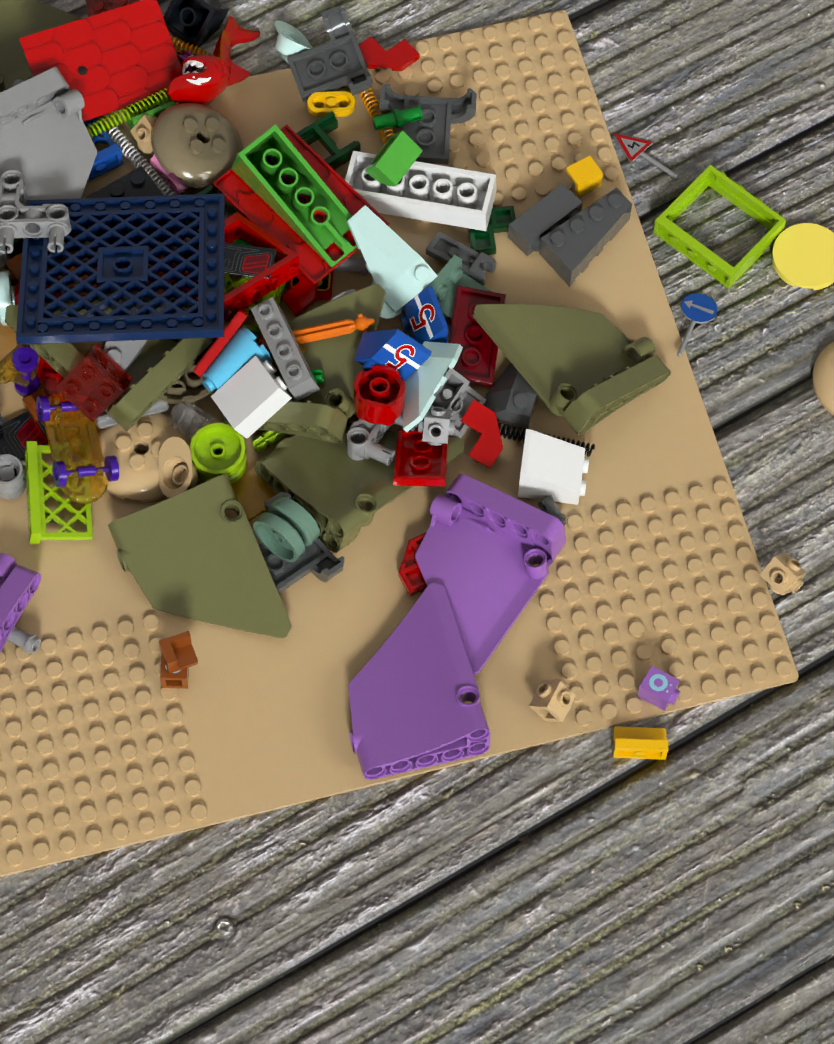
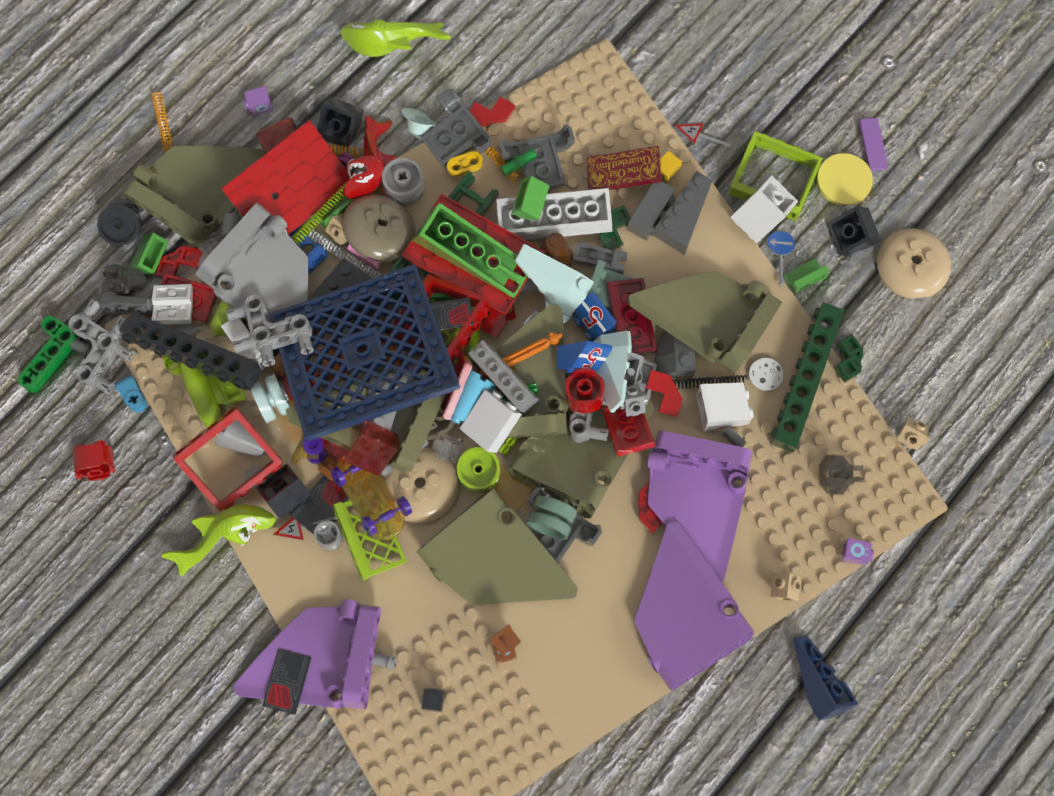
camera: 15 degrees left, 10 degrees up
(66, 700) = (433, 700): none -> black brick
(176, 456) = (460, 494): tan piece -> none
(247, 101) = (403, 181): none -> light grey wheel
(409, 227) = (558, 249): none -> reddish brown cone
(529, 162) = (624, 169): none -> dark red tile
(558, 836) = (824, 690): none -> dark blue wedge
(621, 534) = (832, 317): none -> dark green brick
(622, 453) = (766, 374): none -> white sticker
(640, 743) = (854, 594): yellow panel -> none
(670, 591) = (839, 474): none -> clear smoke hinge
(687, 256) = (764, 209): none -> white slope
(716, 355) = (806, 276): none -> bright green panel
(743, 460) = (853, 353): none -> dark green tile
(797, 318) = (854, 231): none -> black slope

